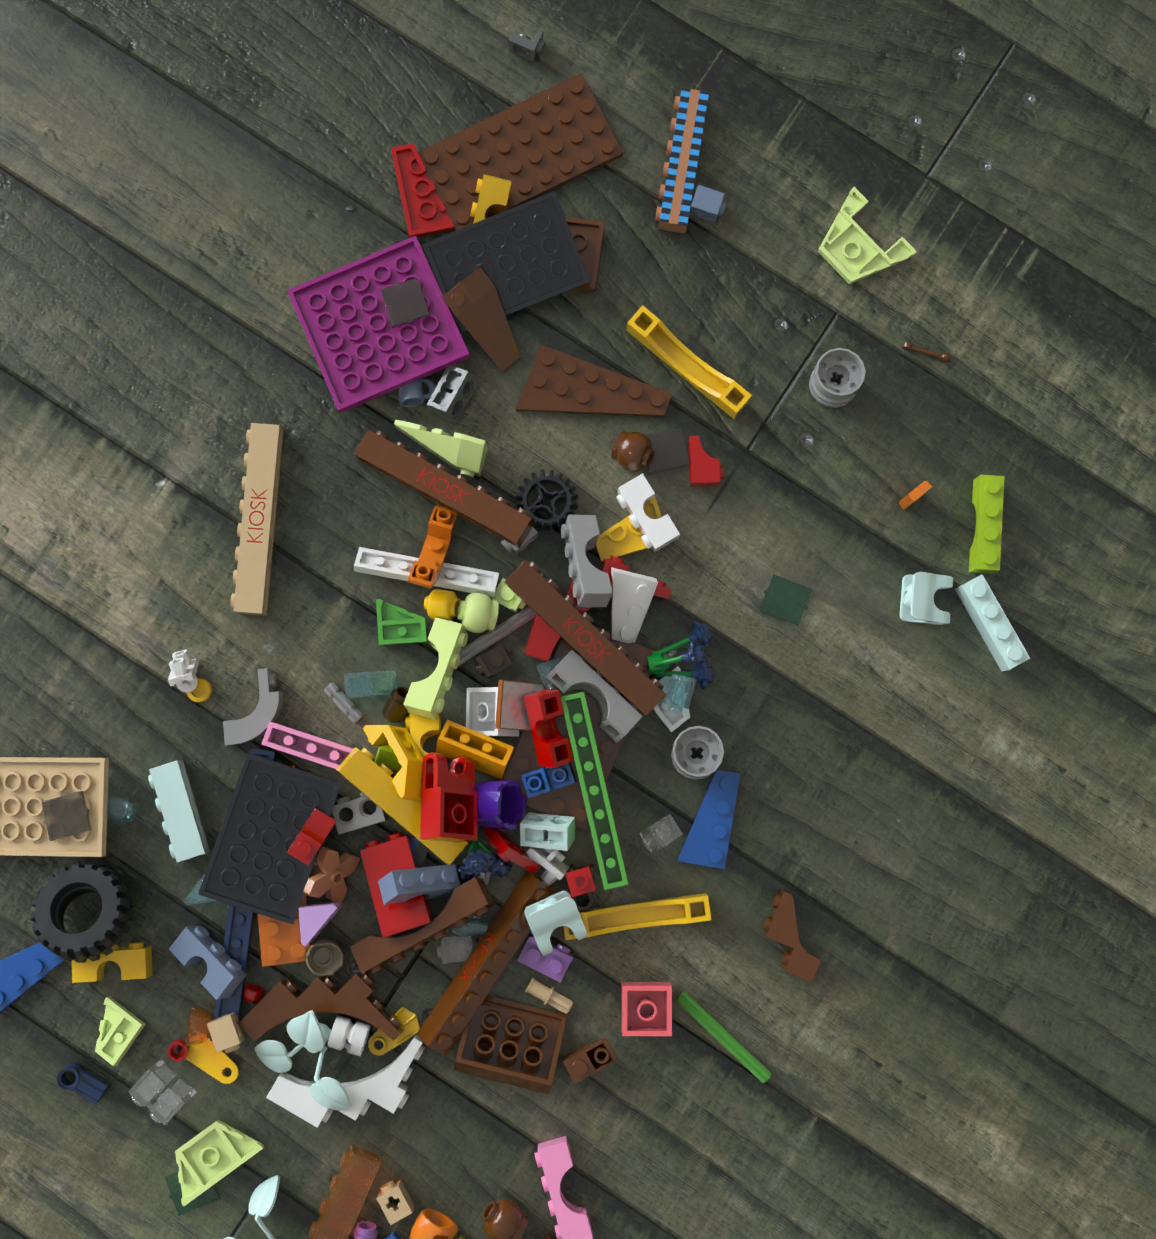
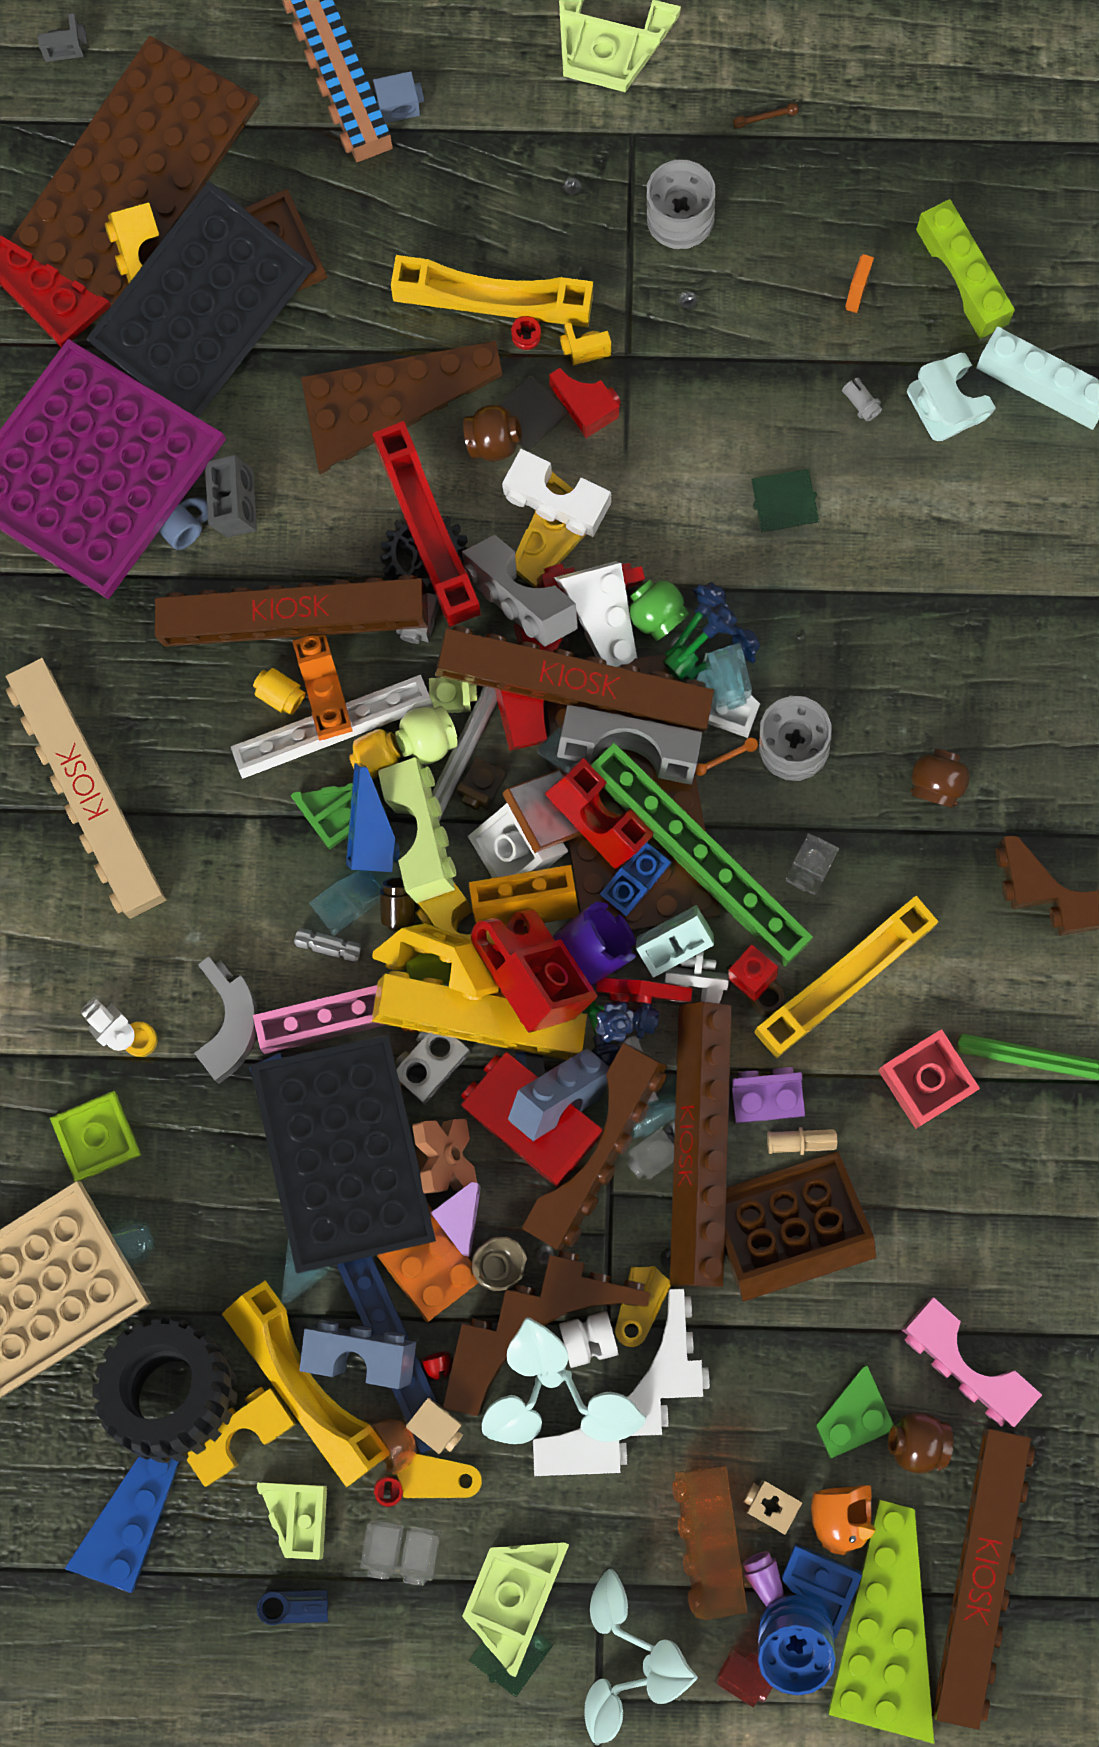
camera: 25 degrees left, 5 degrees down
(66, 816) = (71, 1282): clear smoke piece -> none
(138, 732) = (95, 1136): none -> lime tile
(169, 1000) = (343, 1439): none -> yellow arch
(178, 810) = (207, 1198): light aqua brick -> none
(311, 836) = (393, 1116): red arch -> none
(404, 302) = (106, 422): clear smoke piece -> none
(405, 657) = (370, 836): none -> blue slope
(408, 530) = (278, 691): none -> yellow brick
(460, 452) = (282, 559): yellowish green wedge -> none
(477, 1179) = (855, 1416): none -> bright green wing
(482, 314) = (207, 379): reddish brown wedge -> none
(552, 913) = (741, 1028): light aqua piece -> none
(555, 485) = (426, 524): none -> red arch
(589, 1059) = (899, 1182): reddish brown slope -> none
(665, 621) = (657, 608): none -> bright green piece
(670, 737) = (750, 745): none -> orange hinge
(698, 405) = (520, 342): none -> red bush
(711, 829) = (869, 821): blue wing -> none
(726, 432) = (589, 347): none -> yellow bracket
(769, 831) = (940, 778): none -> reddish brown piece
(871, 567) = (862, 400): none -> light grey pin

